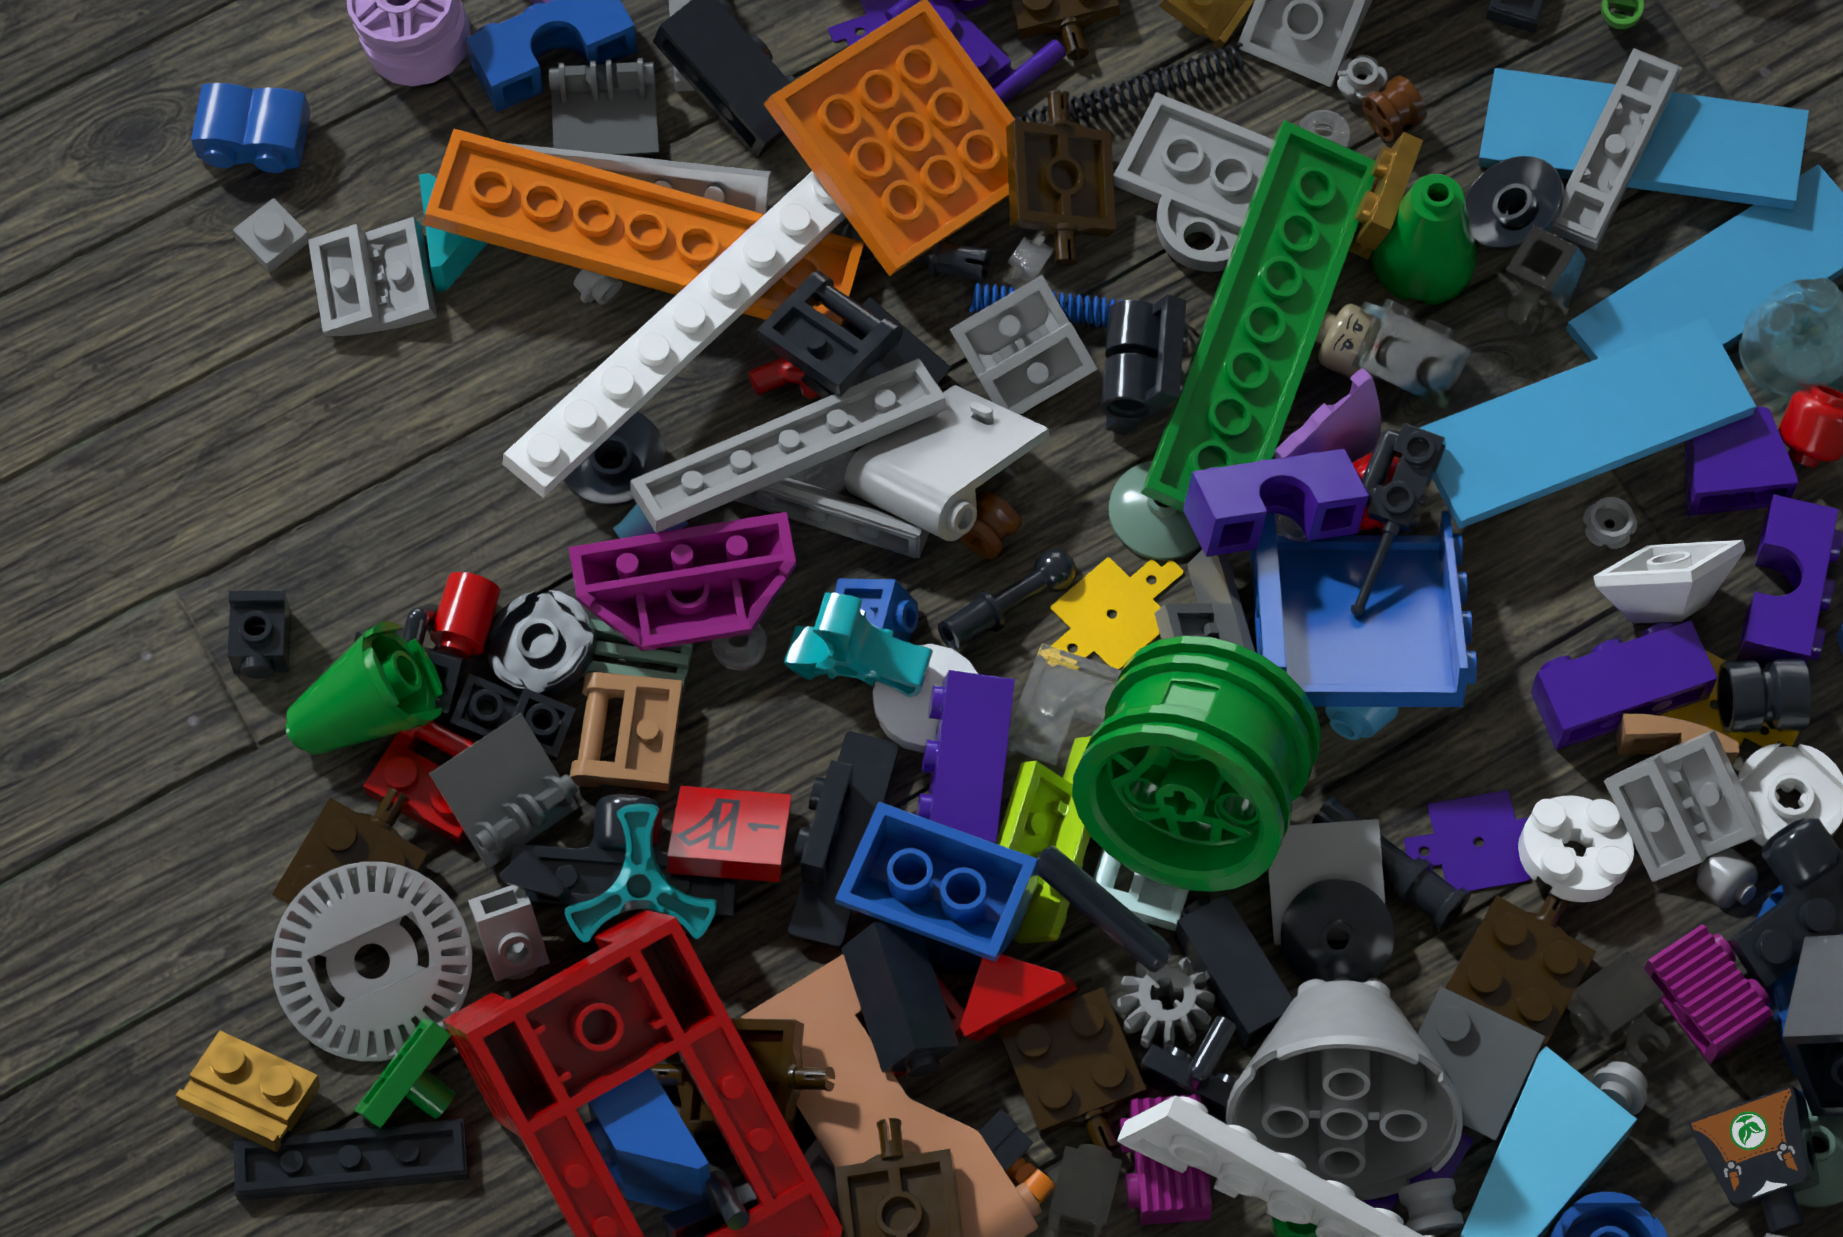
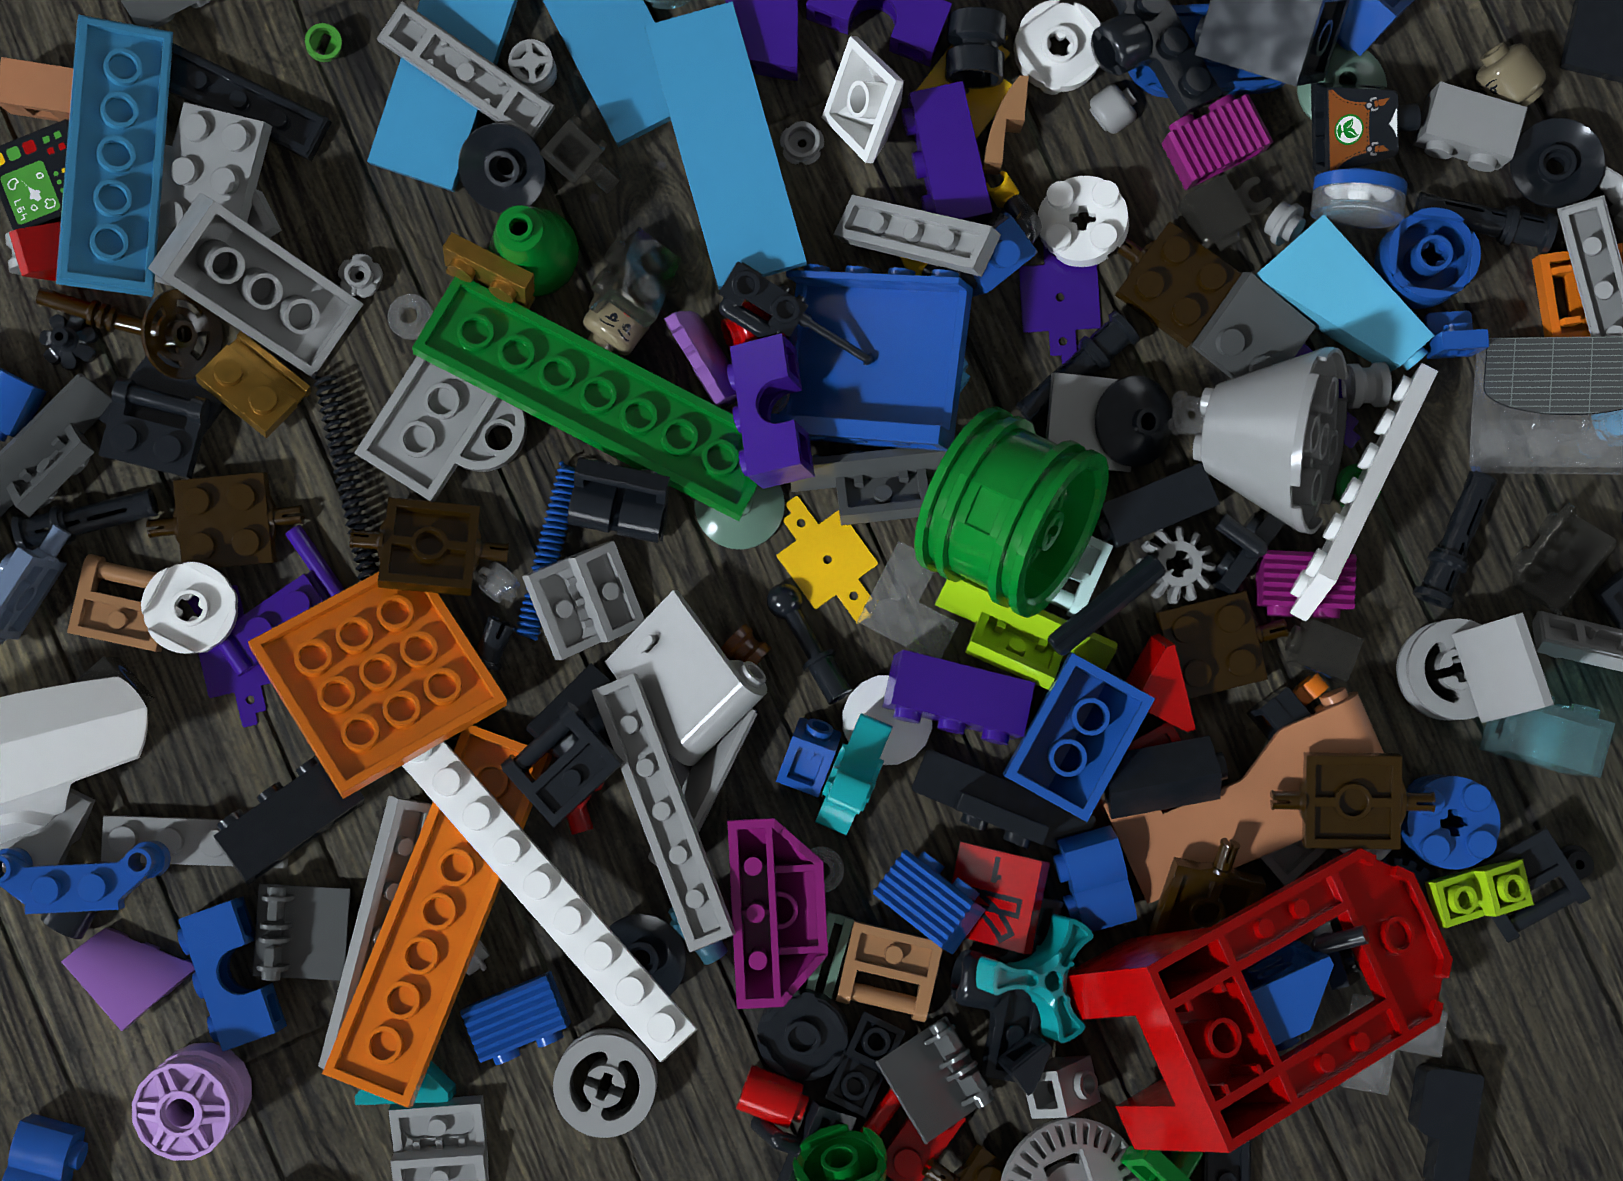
camera: 80 degrees left, 20 degrees up
(440, 419) = (593, 1117): none -> light grey wheel
(531, 334) = (516, 1018): none -> blue brick
(718, 755) = (929, 900): none -> blue brick
(764, 946) = (1095, 879): none -> blue brick
(1394, 108) = (396, 252): reddish brown wheel -> none
(1515, 639) = (917, 235): none -> light grey plate
(1519, 738) = (1018, 230): none -> torso
(1644, 210) = (529, 56): none -> light grey wheel
(1666, 1159) = (1359, 198): none -> clear piece
(1683, 805) = (1063, 129): light grey slope -> none

